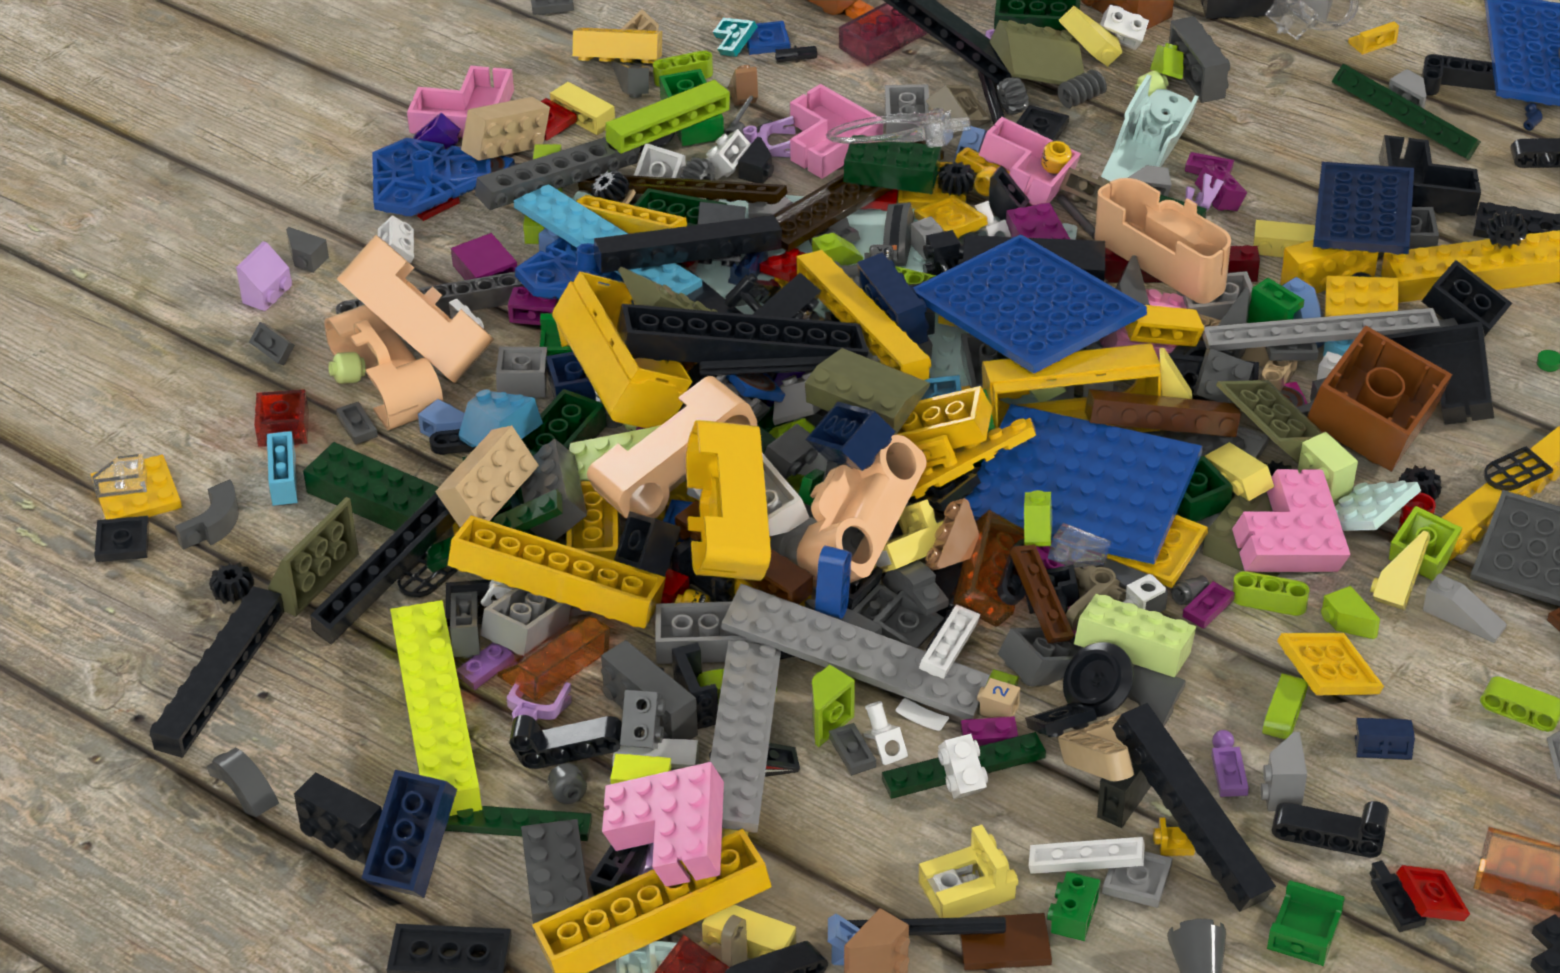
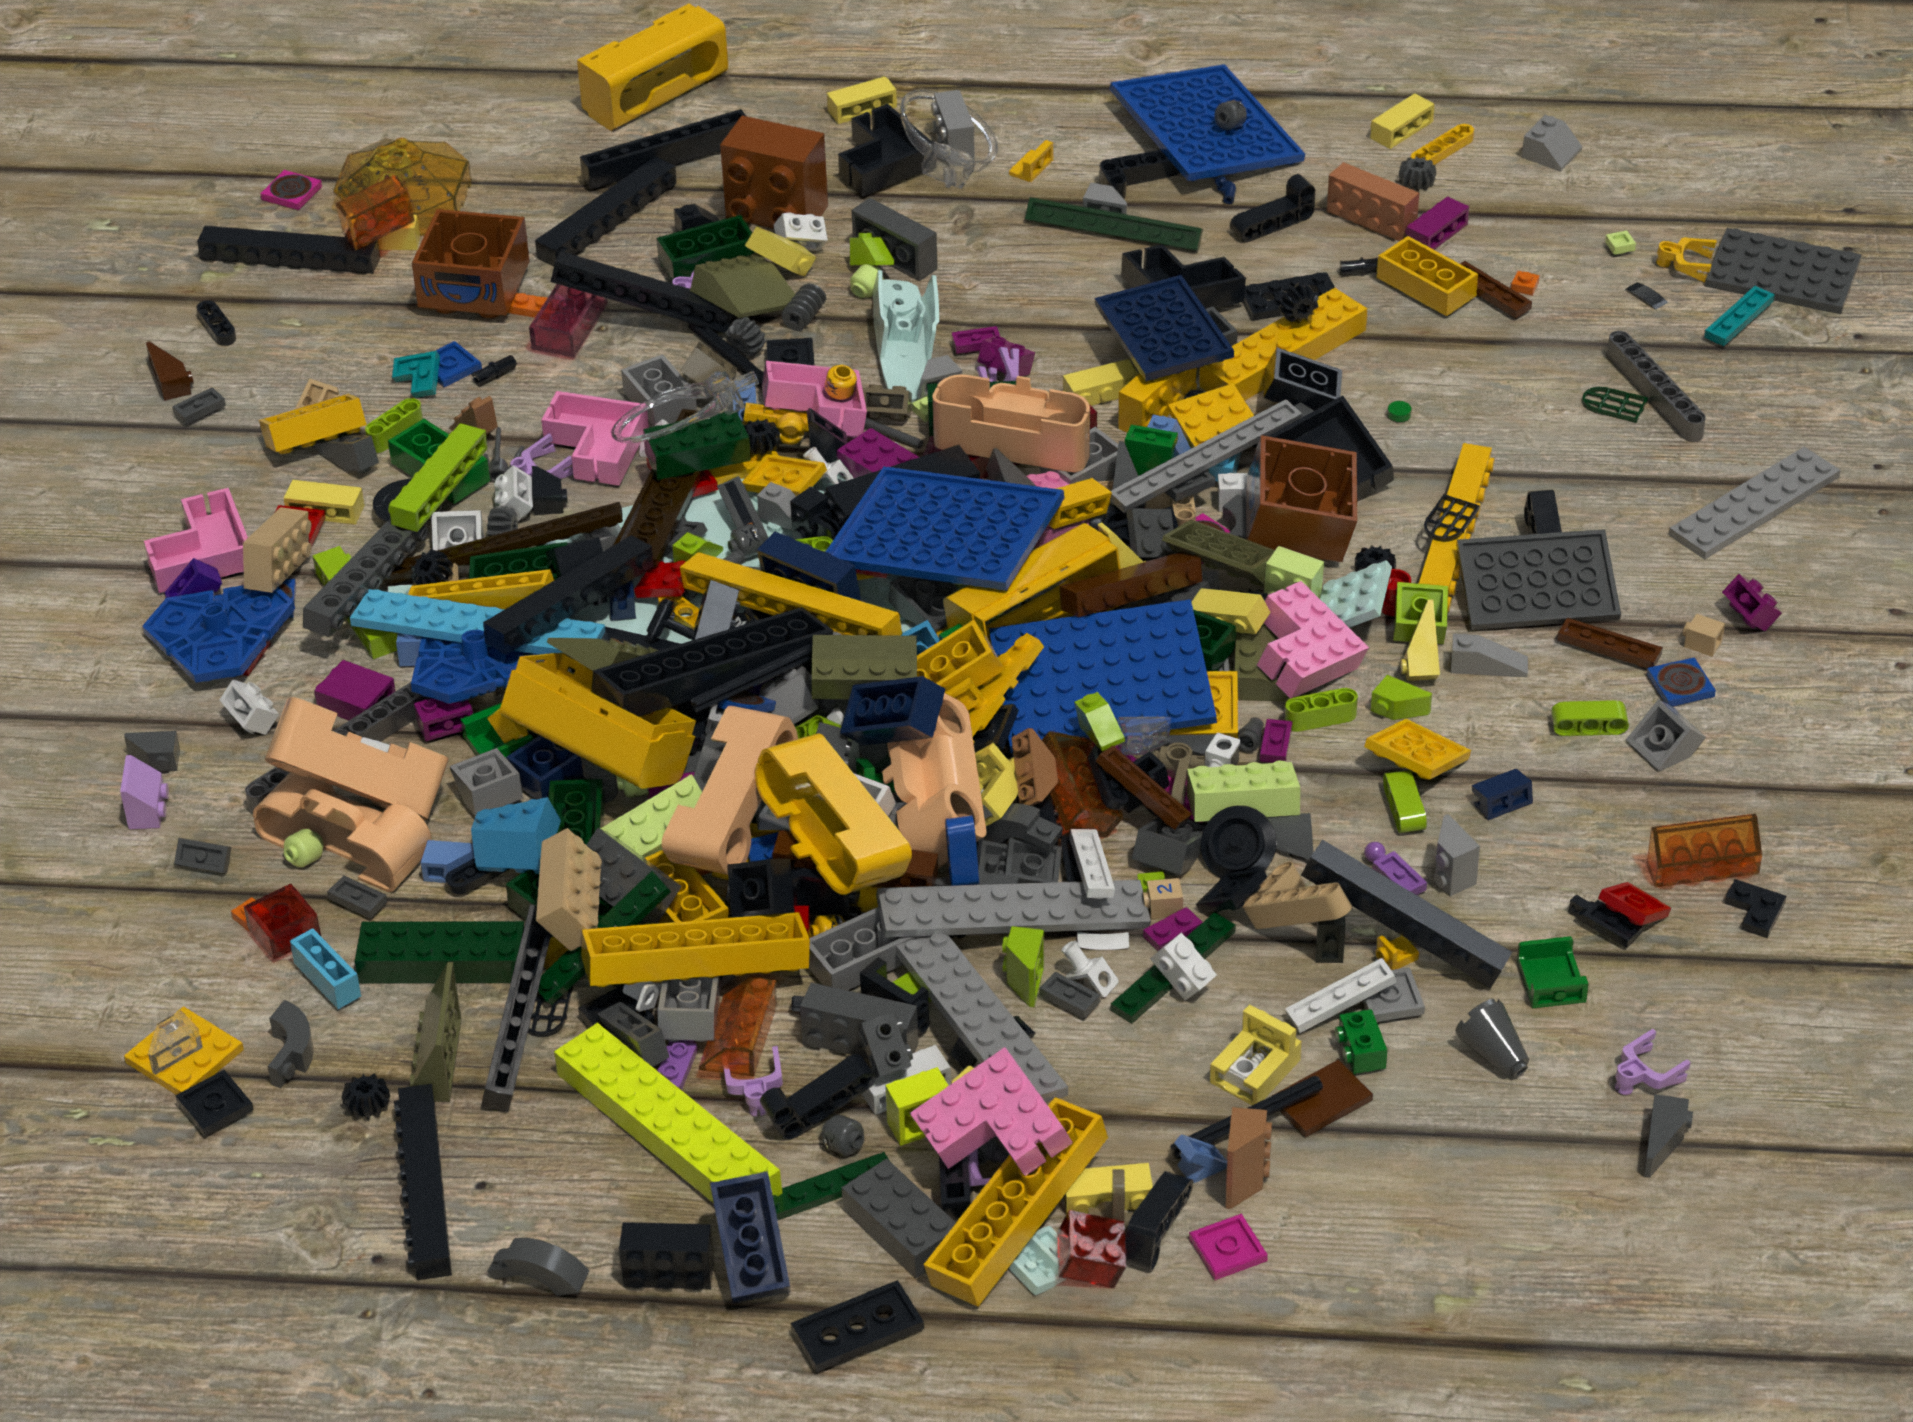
camera: 30 degrees left, 0 degrees up
(1333, 830) = (1520, 887): black beam -> none

